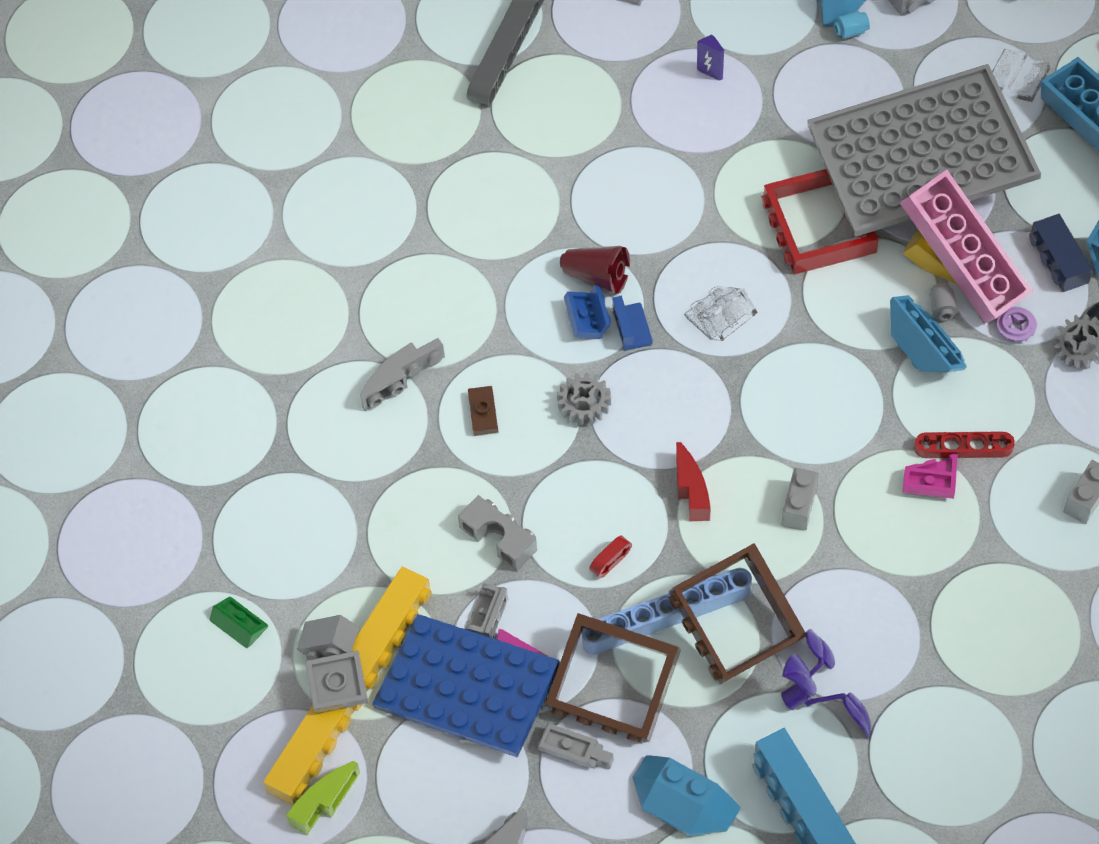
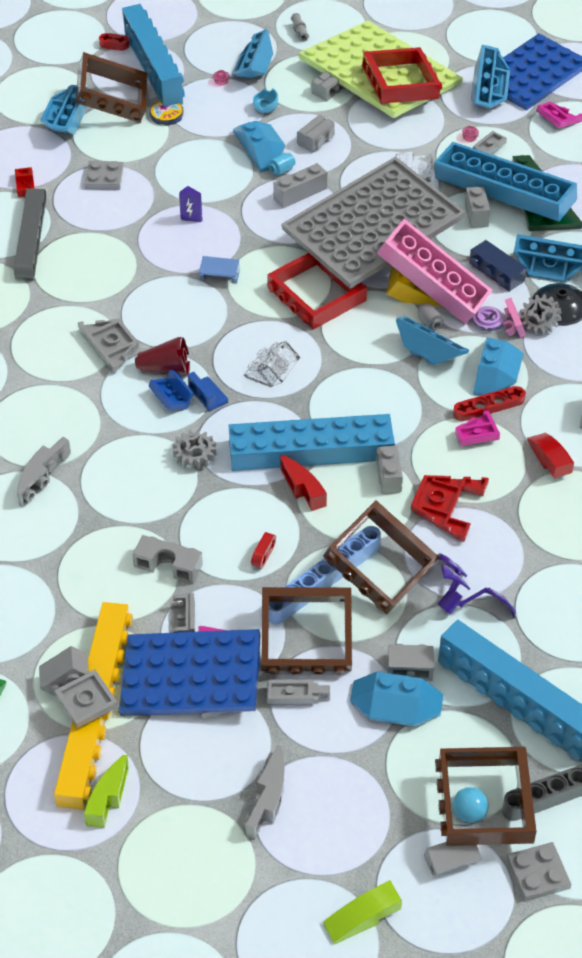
camera: 25 degrees left, 10 degrees down
(483, 410) = (117, 480): reddish brown plate -> none
(545, 221) = (111, 341): none -> light grey wing
(712, 157) = (220, 267): none -> medium blue hinge
(718, 755) = (411, 660): none -> light grey brick
(722, 431) = (309, 441): none -> dark azure brick
(844, 554) = (438, 498): none -> red wing
(860, 64) = (300, 185): none -> light grey brick
(996, 396) = (497, 366): none -> dark azure wedge
(1007, 539) = (551, 454): none -> red slope
(1049, 328) = (515, 323): none -> bright pink plate
(1072, 159) = (477, 207): none -> light grey brick

